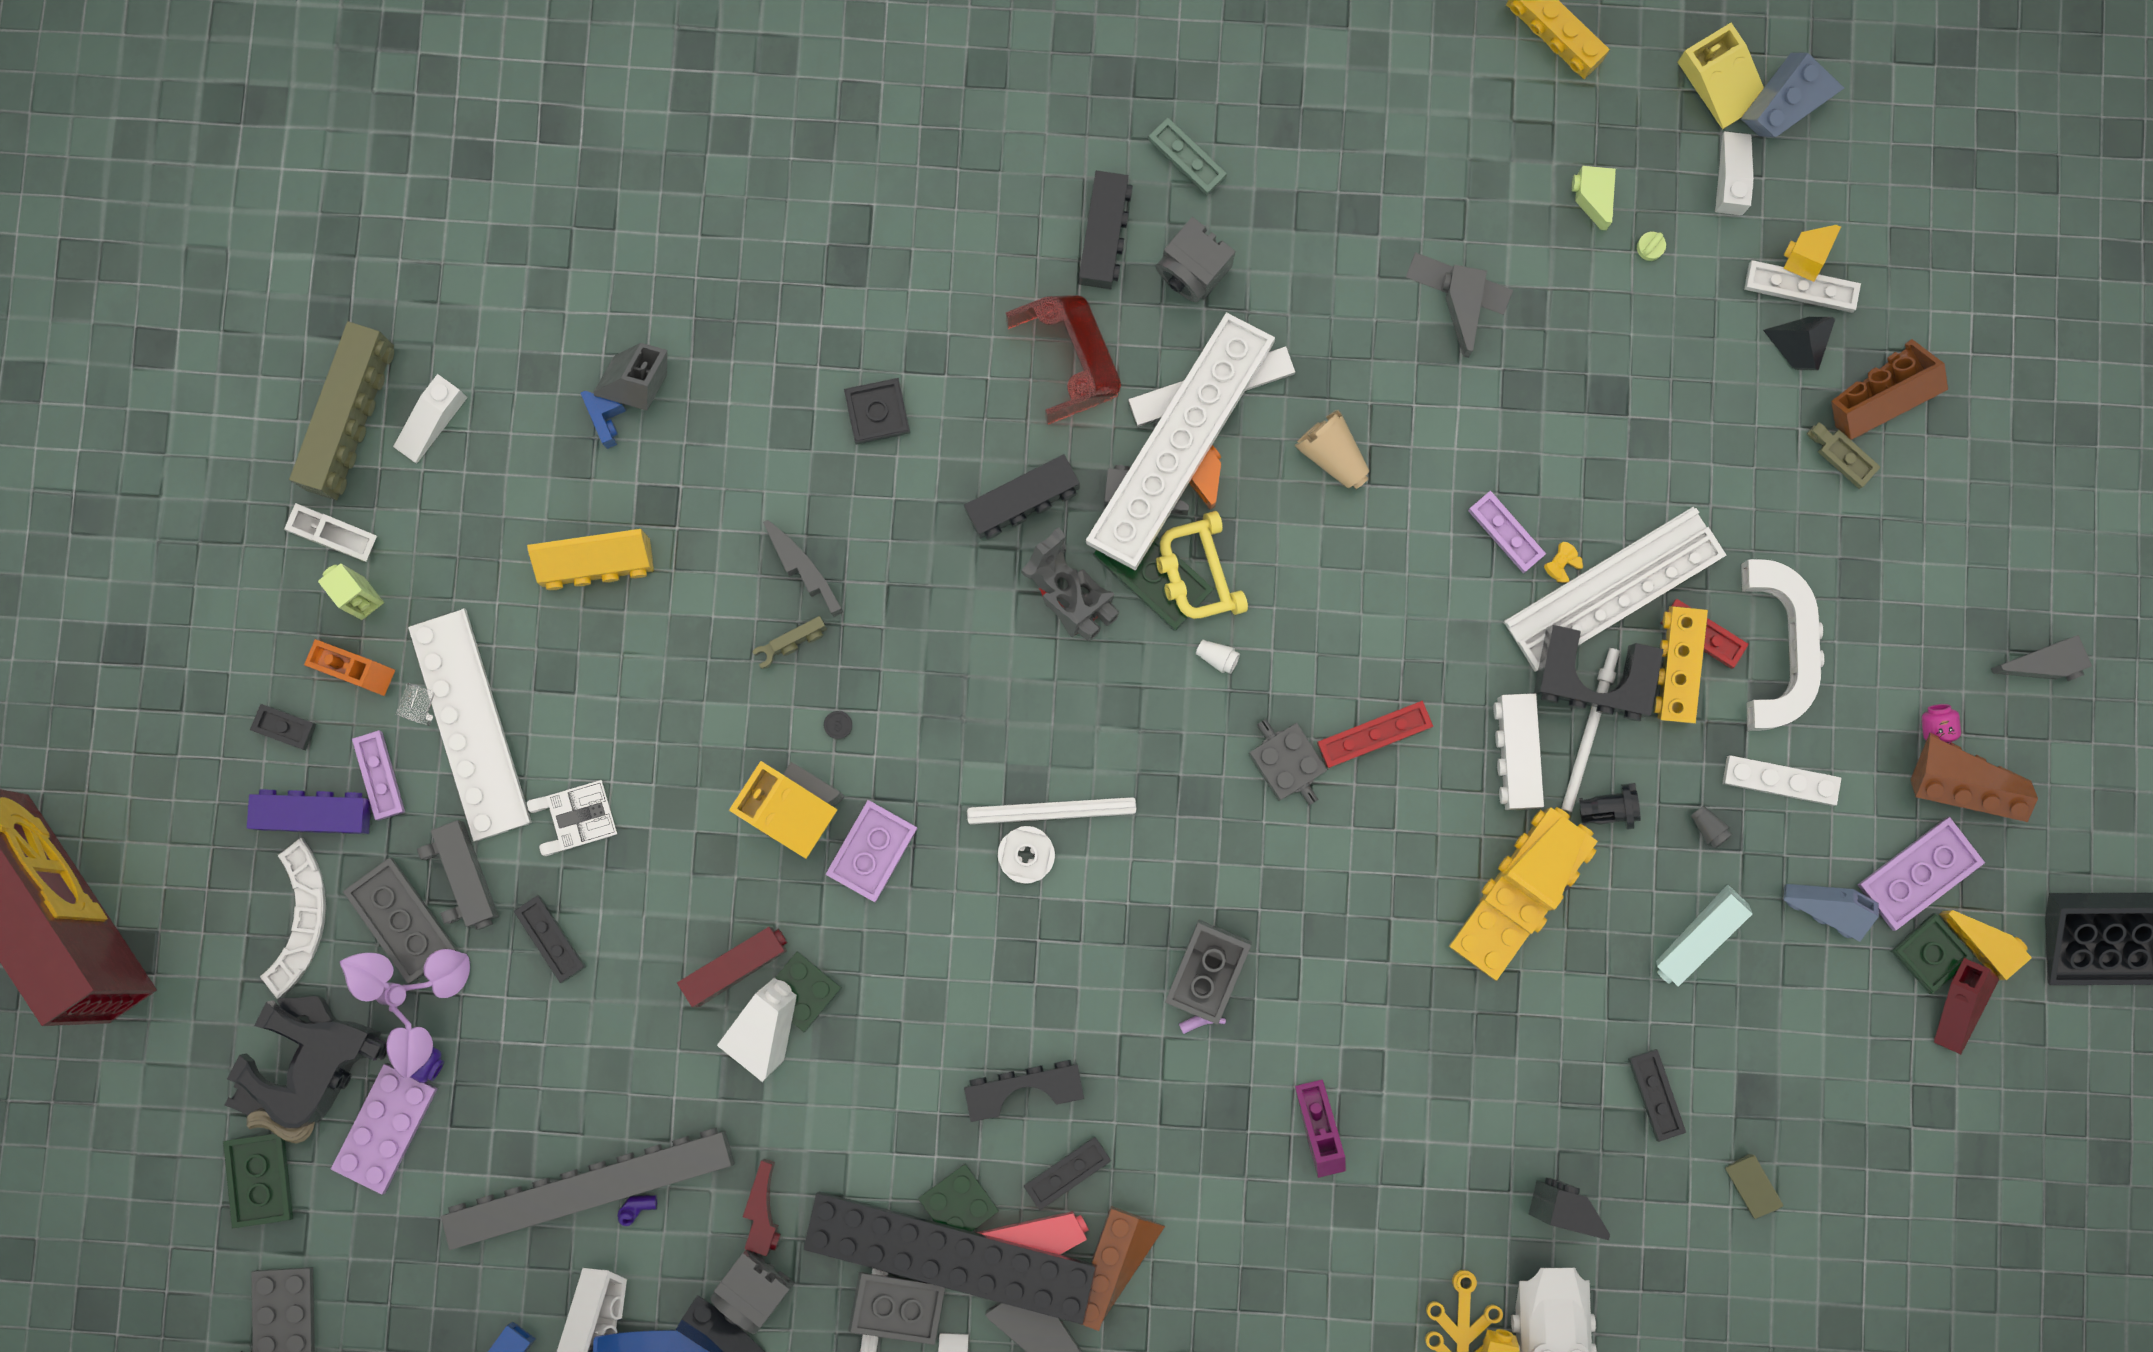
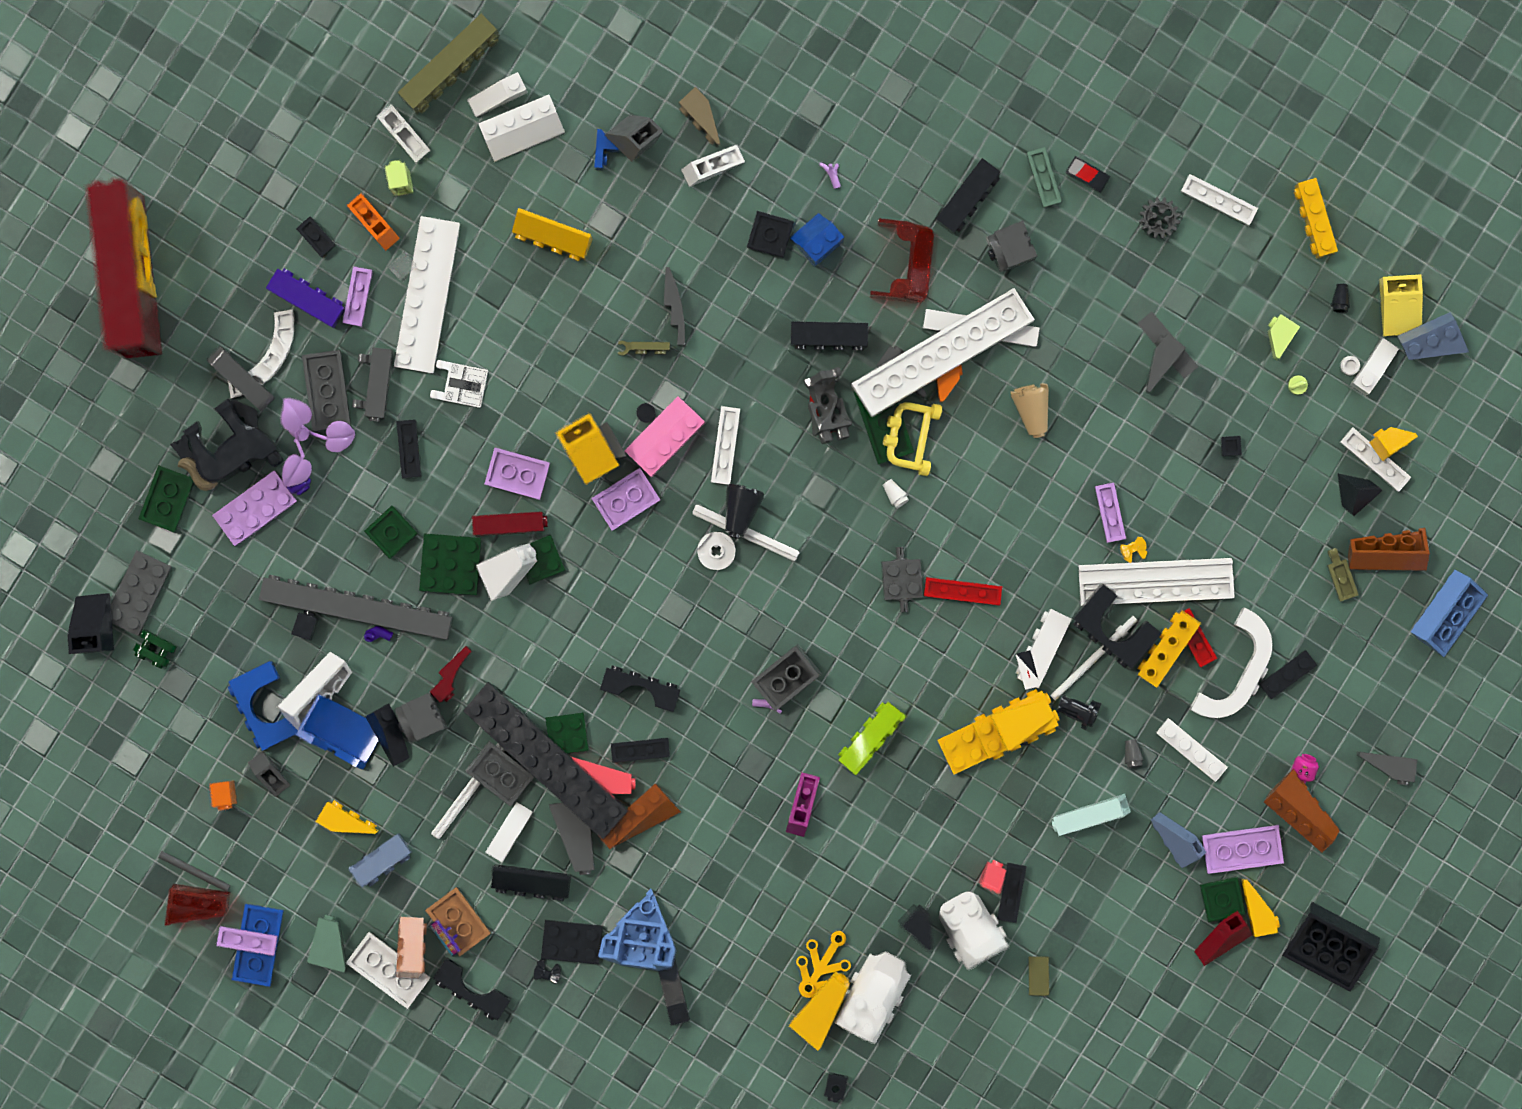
camera: 30 degrees right, 5 degrees up
(274, 966) = (240, 378): none -> dark grey beam
(481, 444) = (521, 128): none -> white slope
(531, 1250) = (305, 625): none -> black brick
(583, 1062) = (391, 532): none -> dark green plate
(684, 1062) = (450, 564): none -> dark green plate
(699, 301) = (699, 109): none -> dark tan slope
(710, 894) = (517, 473): none -> lavender plate
(754, 363) = (712, 165): none -> white slope
(879, 742) = (664, 436): none -> bright pink slope
(914, 291) = (832, 172): none -> lavender bar
(942, 383) = (817, 239): none -> blue slope
(964, 711) = (725, 445): none -> white plate
(1029, 782) = (740, 508): none -> black cone
(1240, 122) = (1088, 174): none -> slope
(1361, 990) = (871, 738): none -> lime wedge
(1376, 125) = (1169, 220): none -> dark grey gear
(1423, 68) = (1219, 200): none -> white plate
(1516, 790) = (1027, 669): none -> sticker
(1611, 366) = (1231, 446): none -> black plate
(1624, 1088) = (993, 876): none -> coral slope
(1638, 1176) = (971, 929): none -> white slope
(1645, 111) = (1341, 299): none -> black cone
(1702, 187) = (1350, 365): none -> white tile
(1848, 617) = (1288, 674): none -> black plate
(2006, 428) = (1449, 613): none -> medium blue slope

